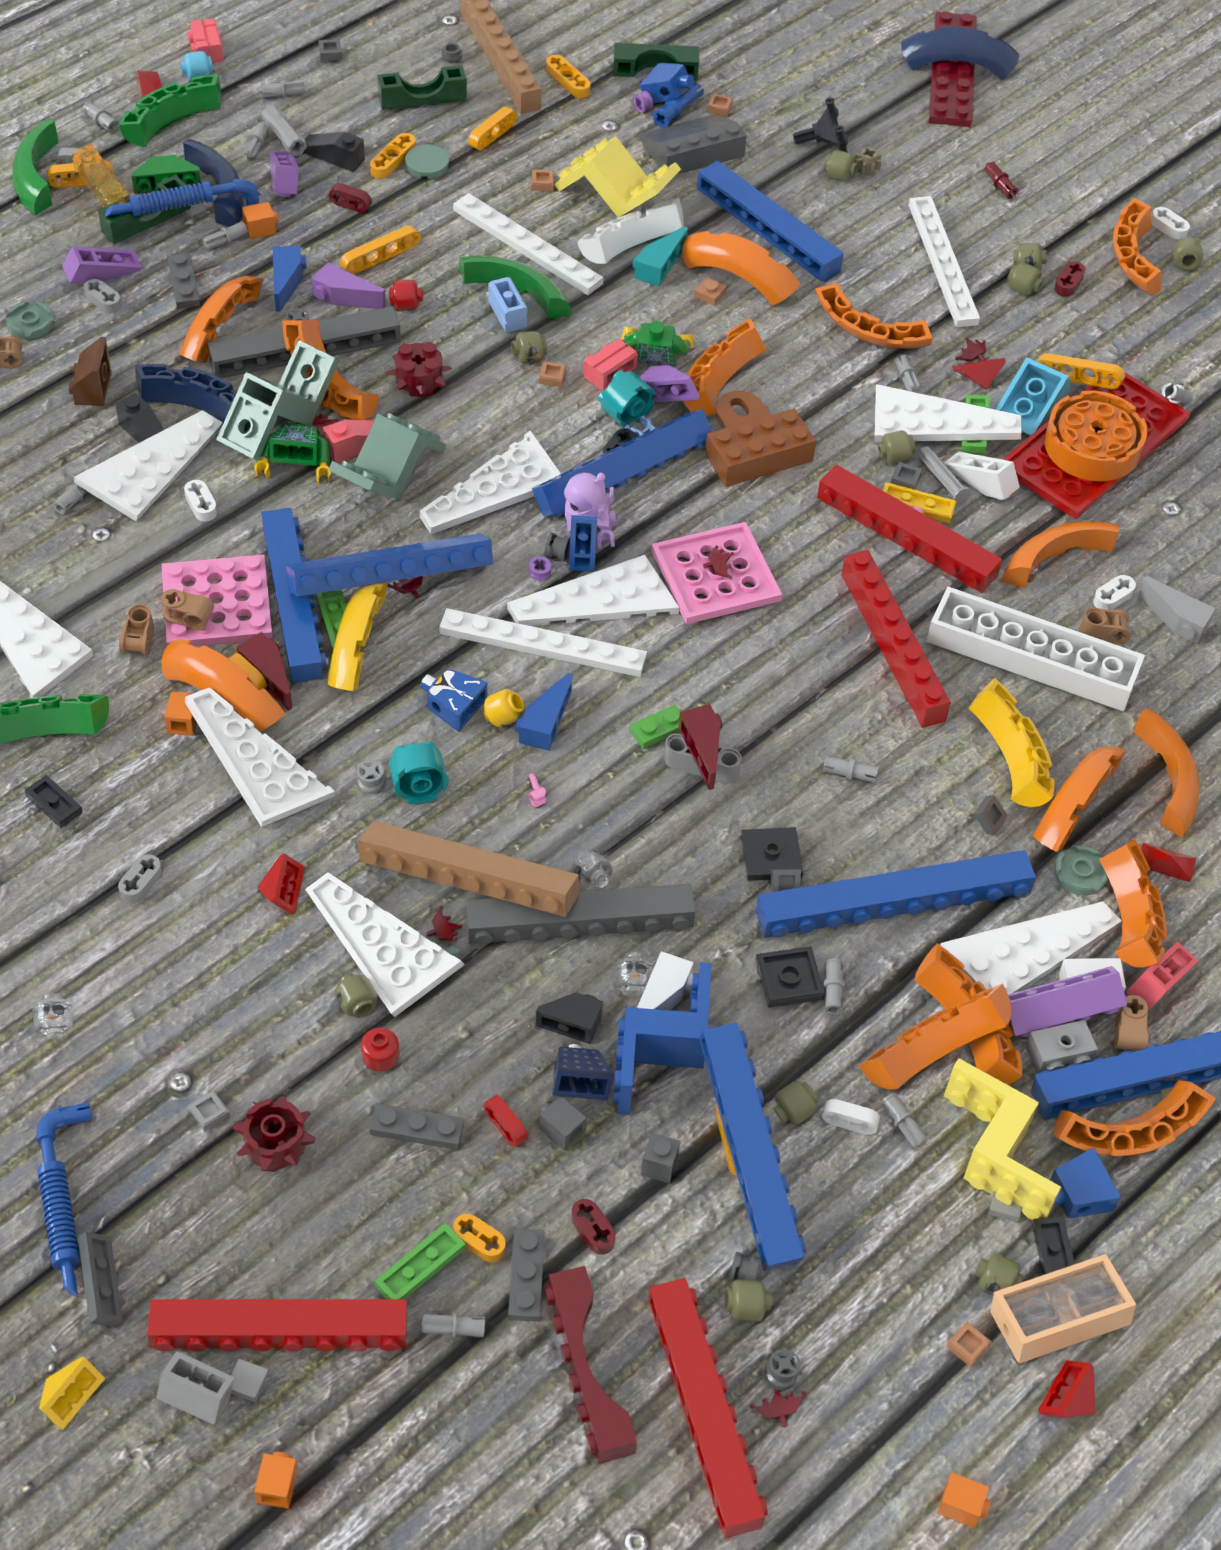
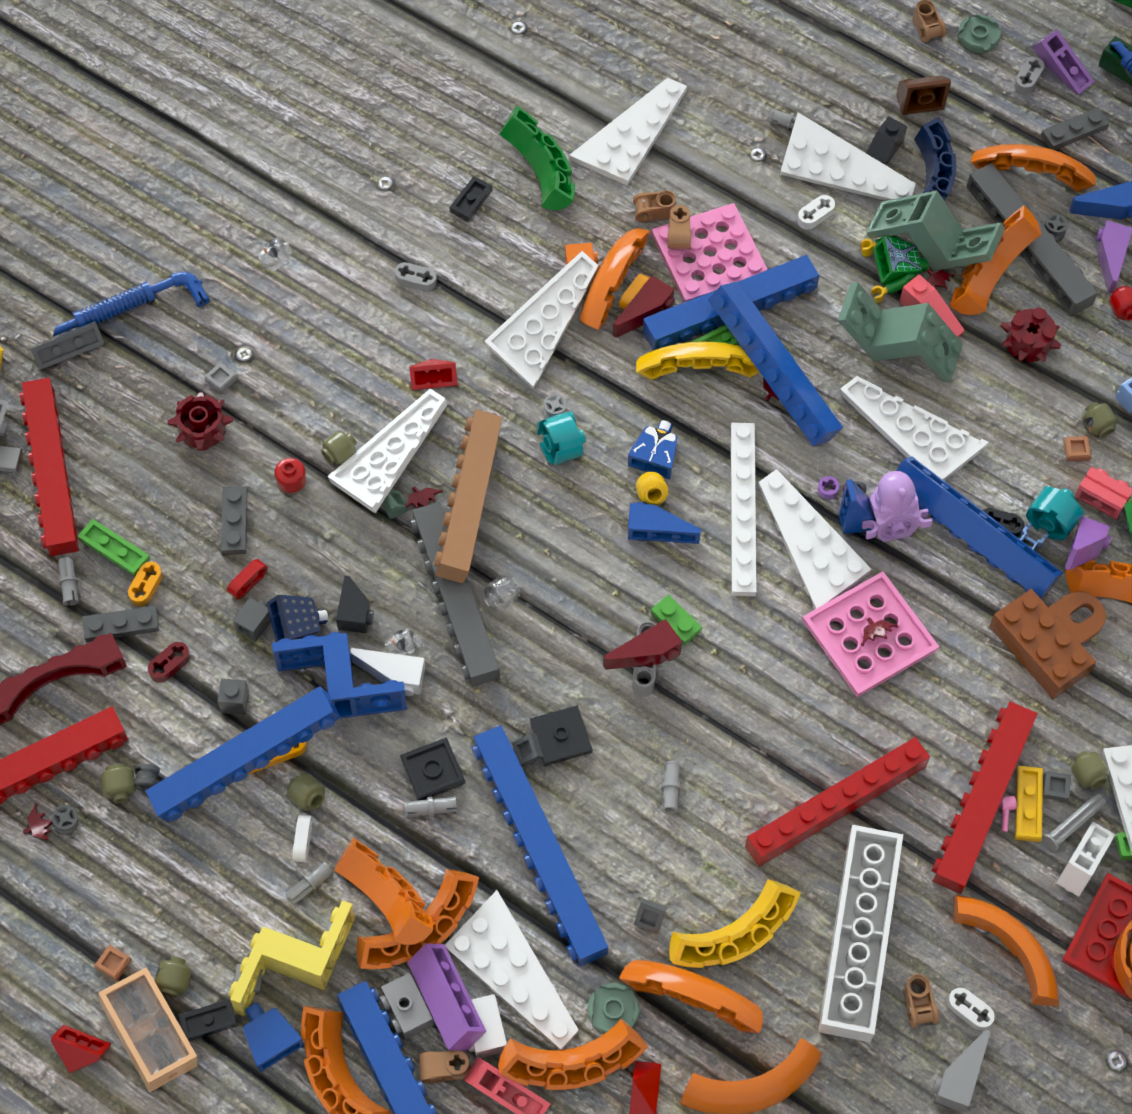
camera: 80 degrees right, 10 degrees up
(537, 796) = (572, 539): bright pink hand -> none

